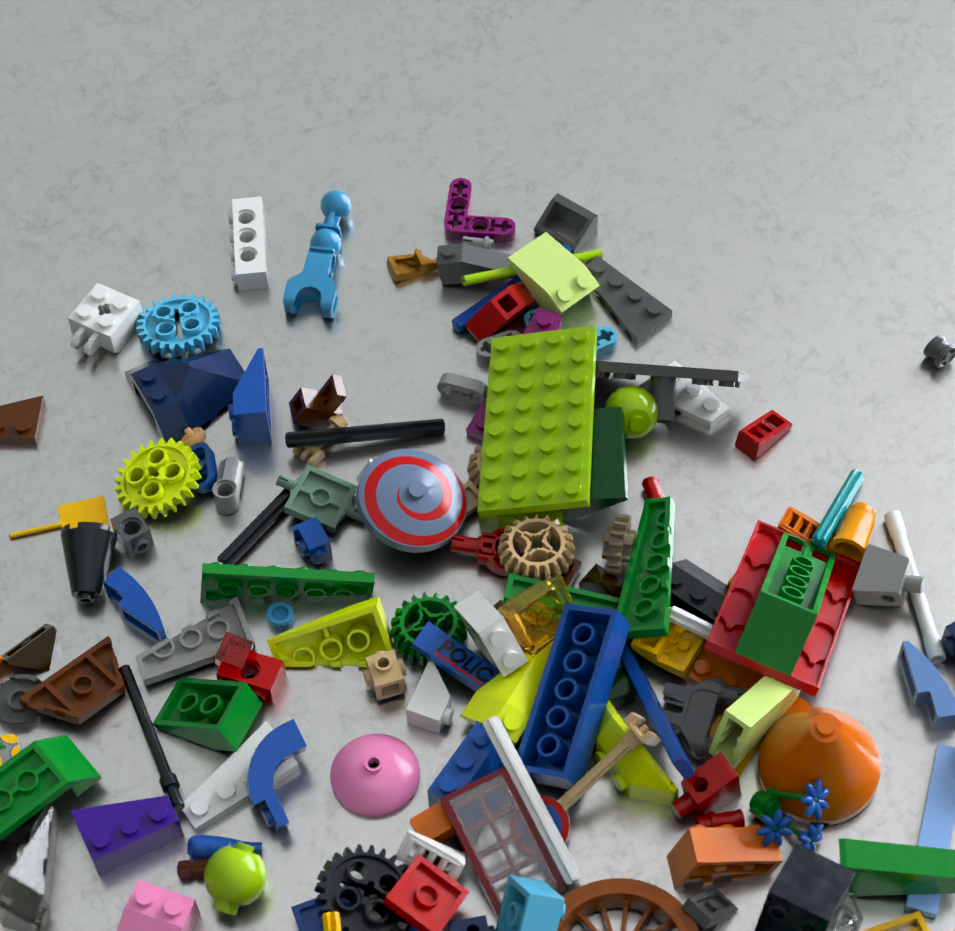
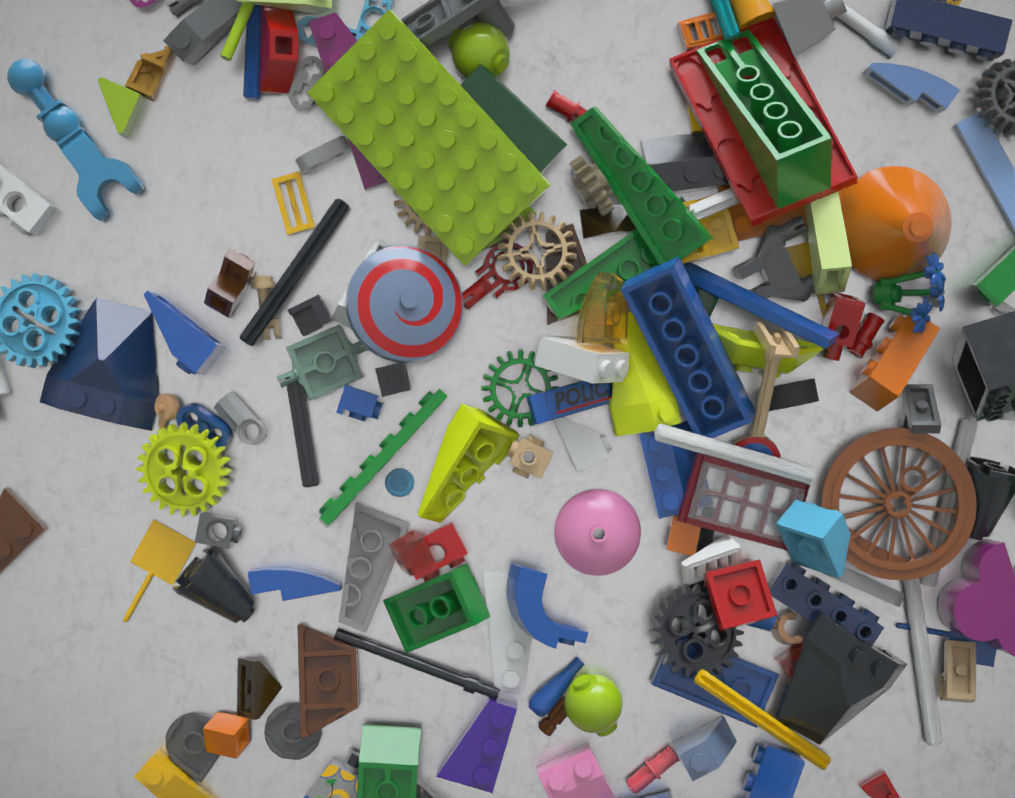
camera: 45 degrees left, 35 degrees up
(347, 463) = (311, 315): none -> black panel
(352, 546) = (393, 379): none -> black brick
(372, 266) = (122, 104): none -> lime slope
(393, 412) = (300, 226): none -> yellow tile
(617, 801) = (794, 394): none -> black tyre

